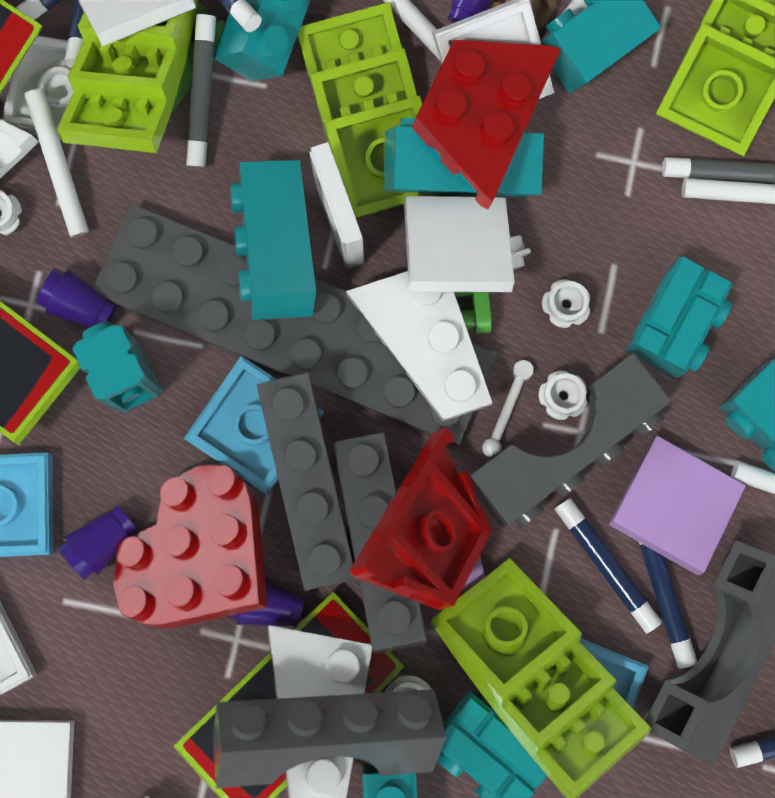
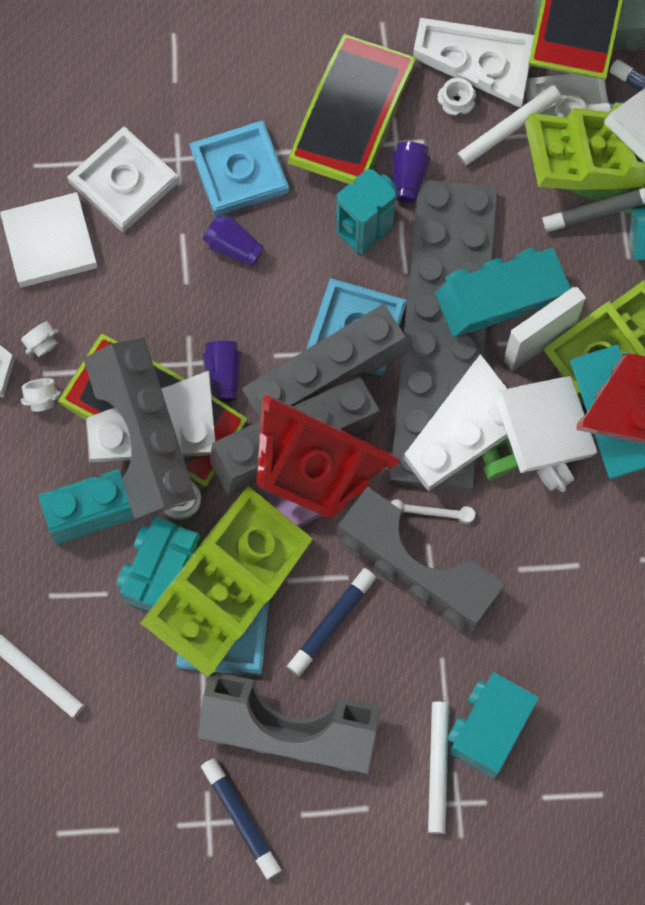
camera: 75 degrees right, 10 degrees down
(198, 557) = (246, 312): plate -> none
(571, 291) = (531, 521): white plate -> none
(576, 391) = (453, 539): white plate -> none
(669, 608) = (324, 672): dark blue bar -> none
(677, 505) = (396, 661): lavender tile -> none
(680, 318) = (549, 621): teal brick -> none

